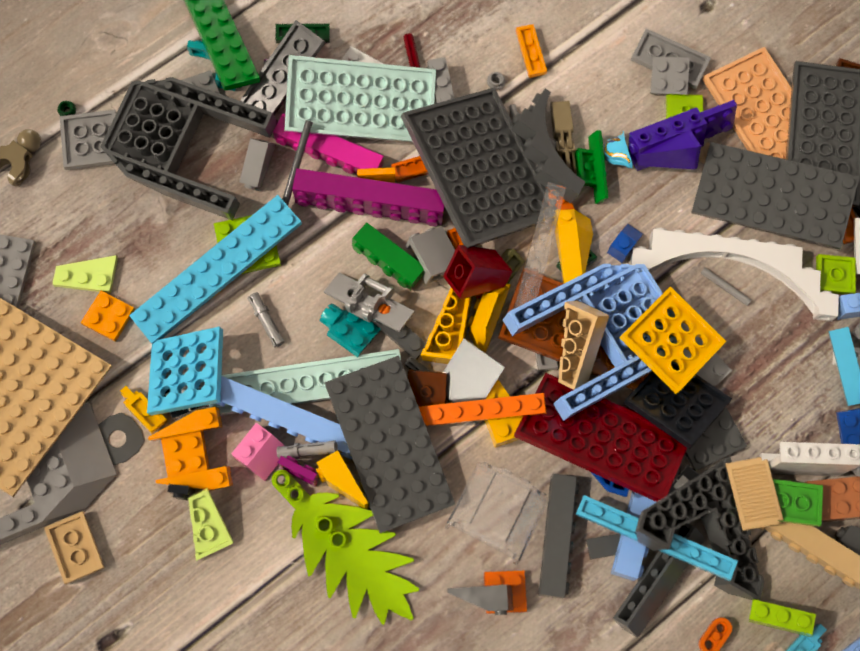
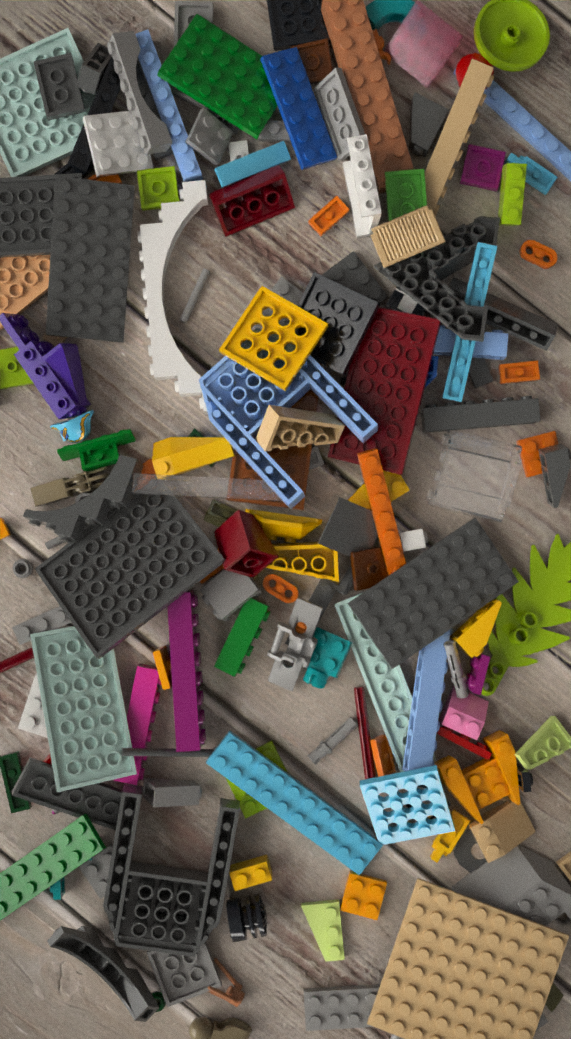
camera: 100 degrees left, 15 degrees up
(51, 176) = (233, 994): none -> nougat plant
(115, 74) = (107, 963): none -> dark grey arch
(121, 200) = (246, 917): none -> black wheel
(133, 463) = (502, 830): none -> tan slope
(161, 216) = (250, 872): none -> yellow brick
(220, 458) = (463, 741): none -> red plate
(239, 362) = (382, 756): none -> orange plate
(266, 351) = (364, 732): none -> dark red axle
(409, 169) = (144, 640): orange plate -> none
(425, 303) = (280, 588): none -> orange plate
(445, 439) = (413, 539): none -> white brick
(594, 587) = (519, 372): none -> orange plate
(624, 243) = (171, 402): blue slope -> none
(785, 427) = (328, 216): none -> orange plate
(811, 358) = (252, 200): none -> dark red slope
(815, 596) = (482, 167): none -> magenta plate

